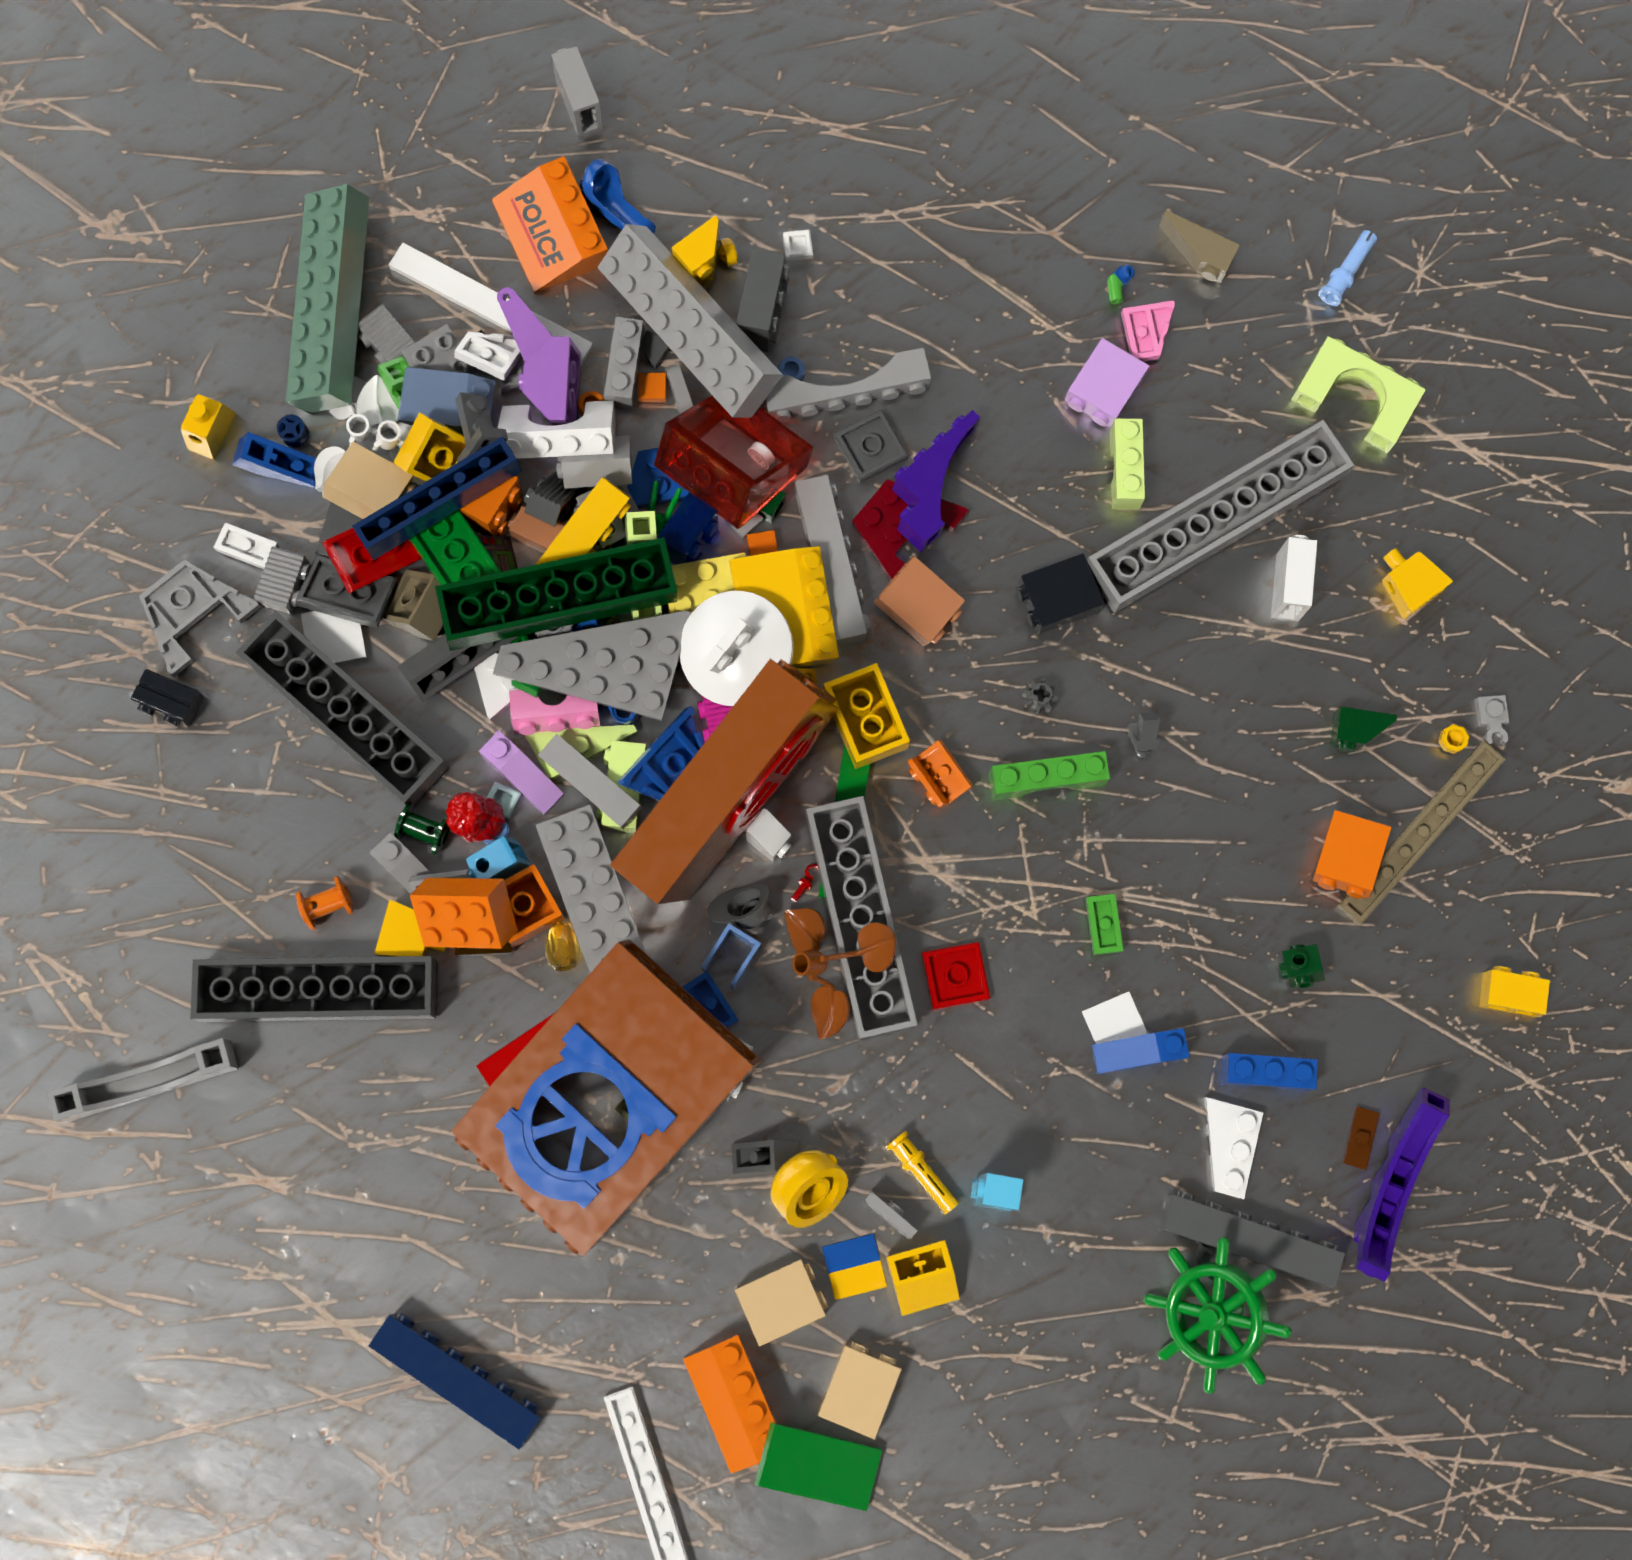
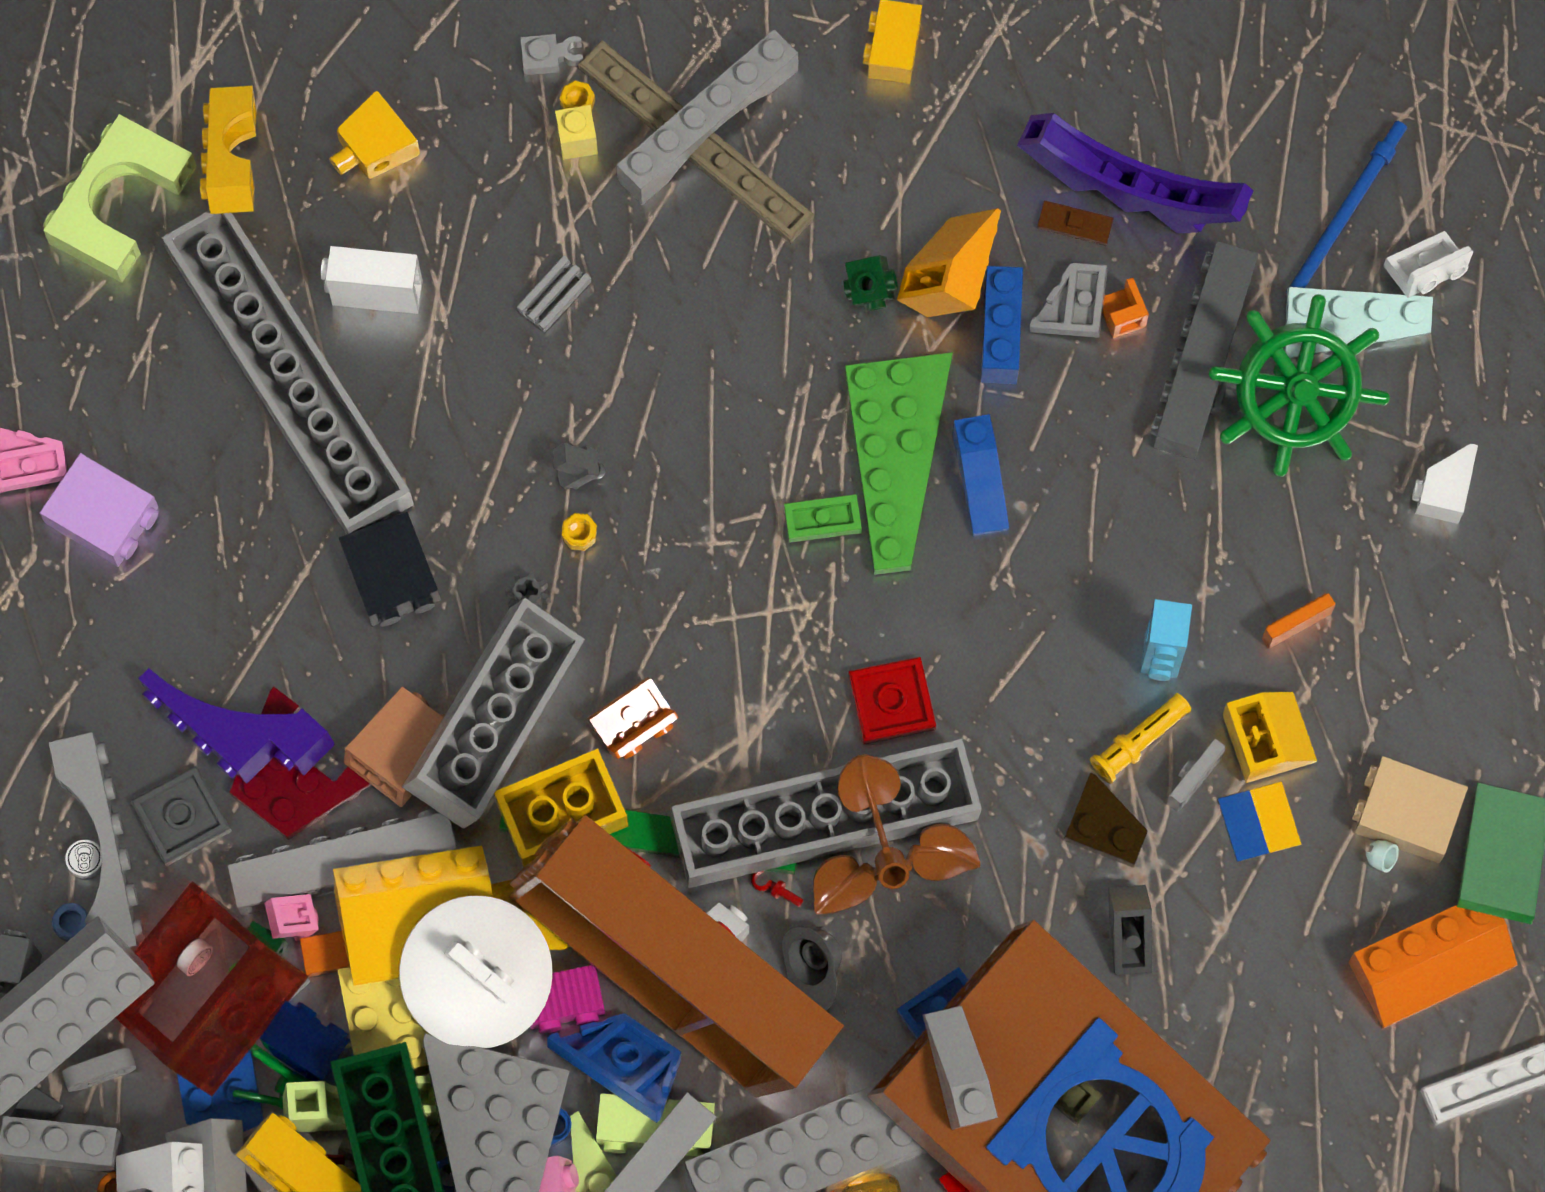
camera: 85 degrees left, 5 degrees down
(633, 1001) = (959, 1068): none -> light grey slope
(651, 387) = (92, 1107): orange tile -> none
(730, 929) = (885, 957): medium blue piece -> none
(781, 1302) = (1308, 906): tan brick -> none
(787, 521) = (292, 916): none -> bright pink bracket
(808, 1187) = (1169, 870): yellow piece -> none
(822, 1366) = (1383, 855): none -> light aqua hinge
(838, 375) = (84, 859): none -> white tile
(854, 1139) = (1105, 825): none -> dark brown wing
(941, 665) = (493, 713): none -> light grey brick
(1019, 1306) = (1298, 620): none -> orange tile
(1027, 777) = (633, 584): bright green arch -> none
(1092, 736) = (579, 531): none -> yellow tile
(1114, 1019) = (945, 510): white sticker -> none
(1128, 455) = (239, 482): yellowish green arch -> none
(1135, 1438) = (1446, 486): none -> white slope
(1176, 985) = (895, 433): none -> bright green wing
(1232, 1143) = (1090, 370): white wing -> none
(1284, 1174) = (1125, 310): none -> orange panel
(1284, 1369) = (1354, 312): none -> light aqua wing
(1289, 1134) = (1074, 304): none -> light grey wing
(1293, 710) = (573, 271): none -> light grey tile
(1316, 1030) = (951, 266): none -> light orange slope
(1330, 1434) = (1428, 264): none -> white bracket
(1351, 855) = (729, 221): orange brick -> none
(1356, 727) = (566, 211): dark green slope -> none
(1424, 472) = (228, 178): none -> yellow arch
(1424, 736) = (576, 132): none -> light yellow brick
(1428, 1401) = (1381, 155): none -> blue bar
(1474, 872) = (667, 149): none -> light grey arch

